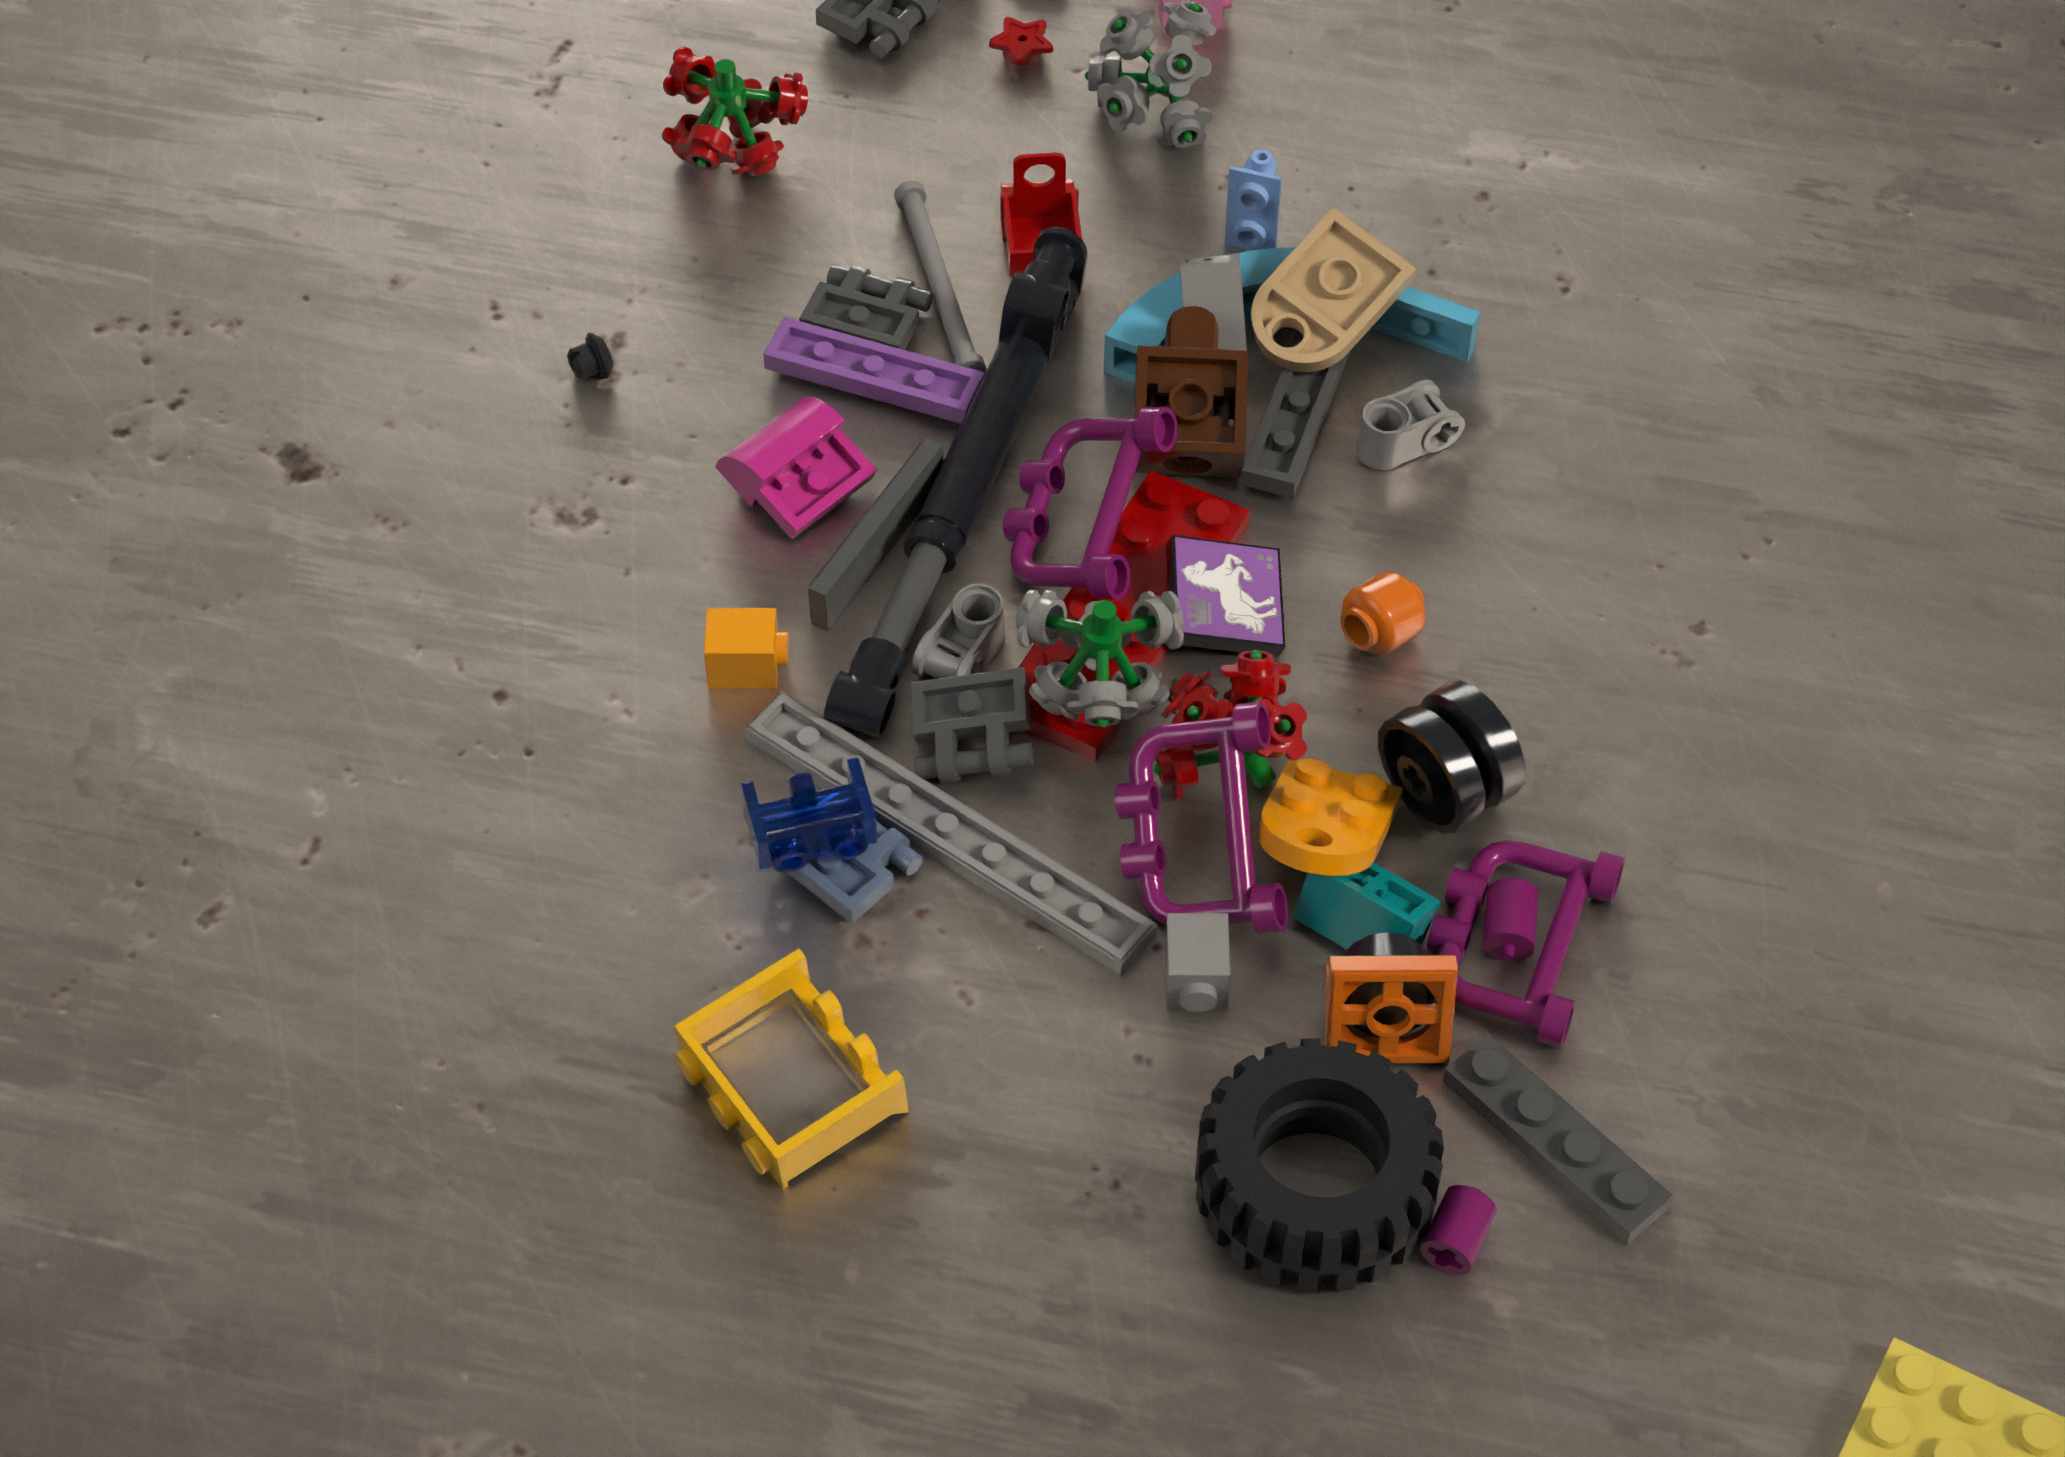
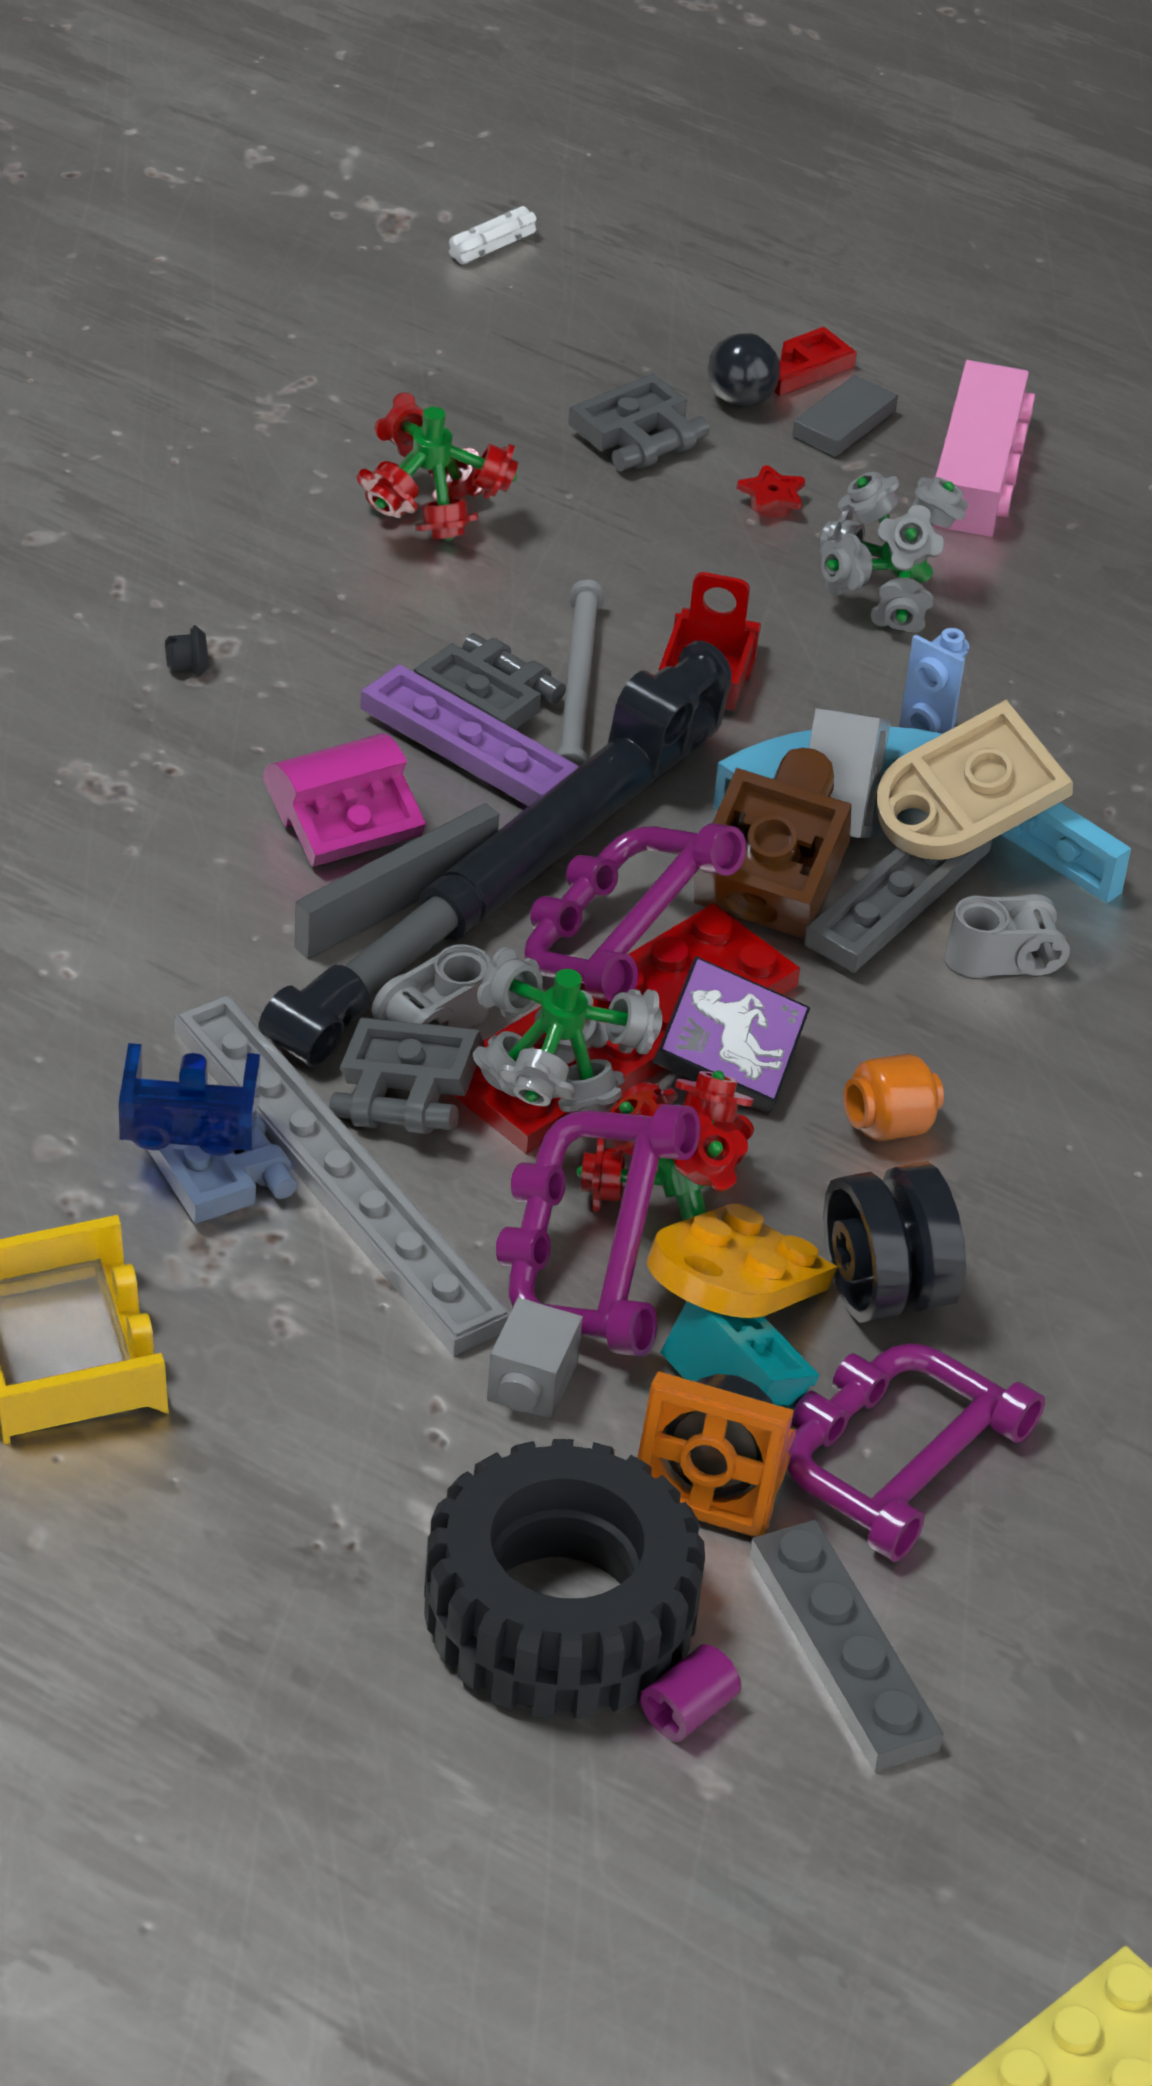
camera: 15 degrees right, 10 degrees down
(744, 648) = (207, 943): light orange brick -> none
(1510, 919) = (893, 1421): magenta piece -> none

